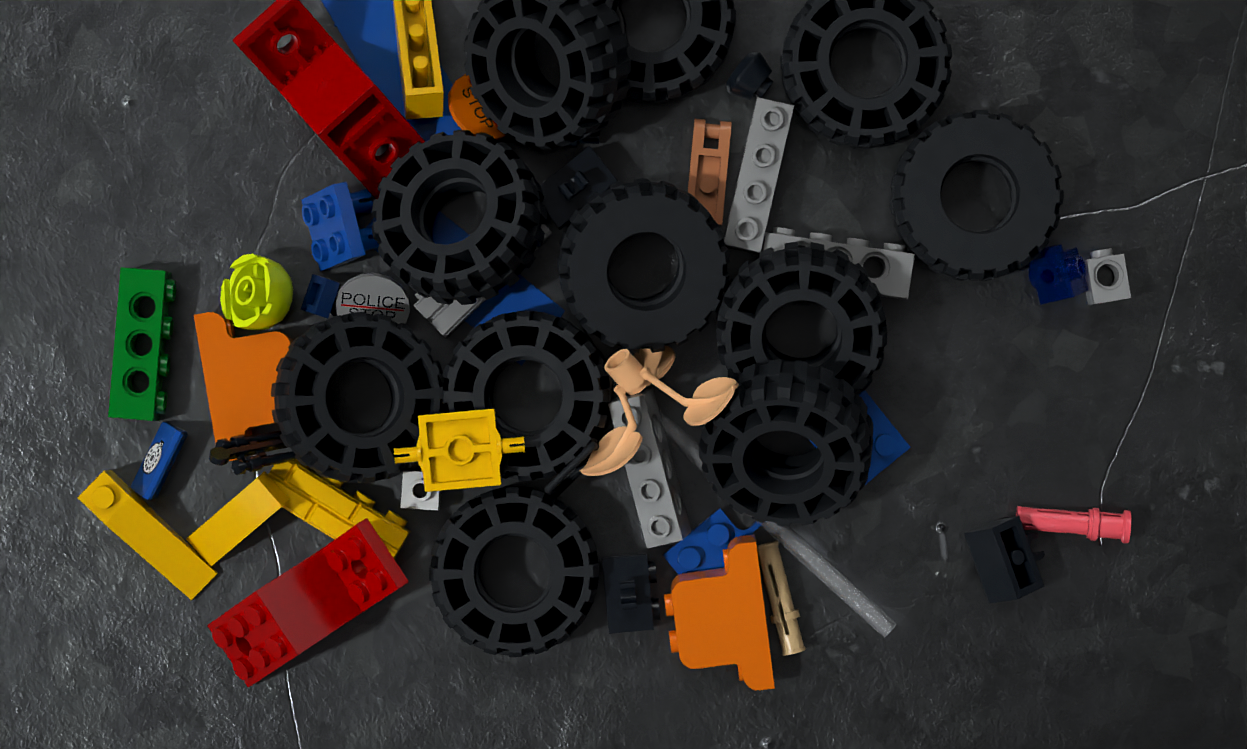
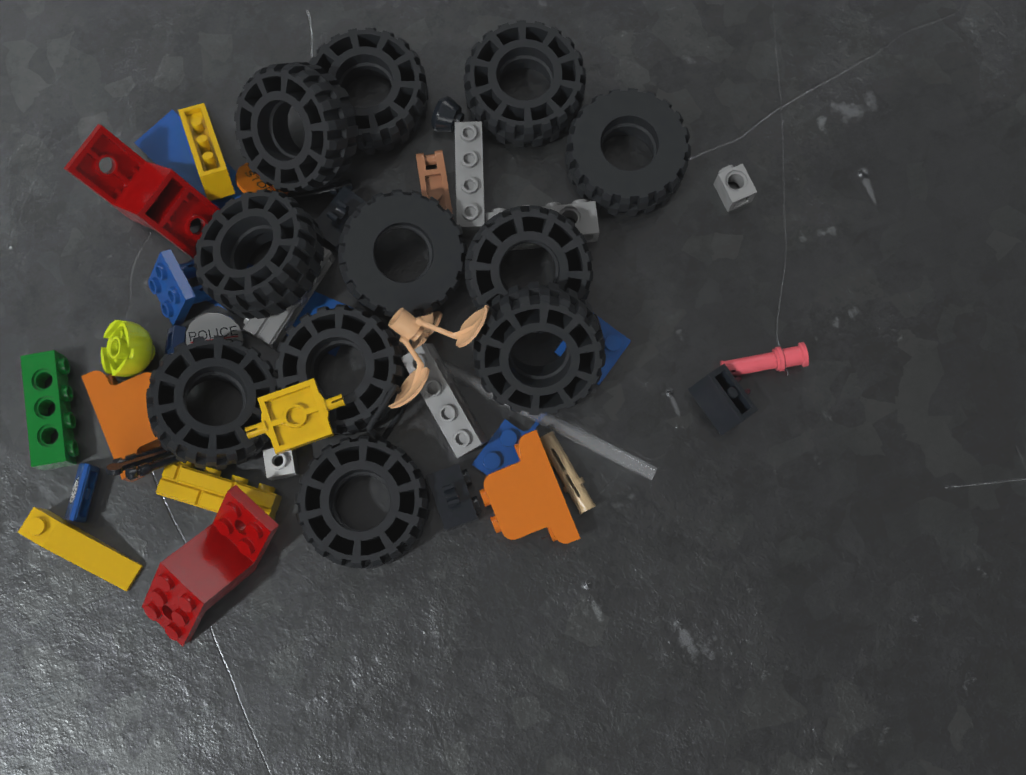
camera: 10 degrees left, 10 degrees down
(237, 519) = (145, 517): yellow slope -> none
(1058, 274) = (700, 190): clear blue brick -> none

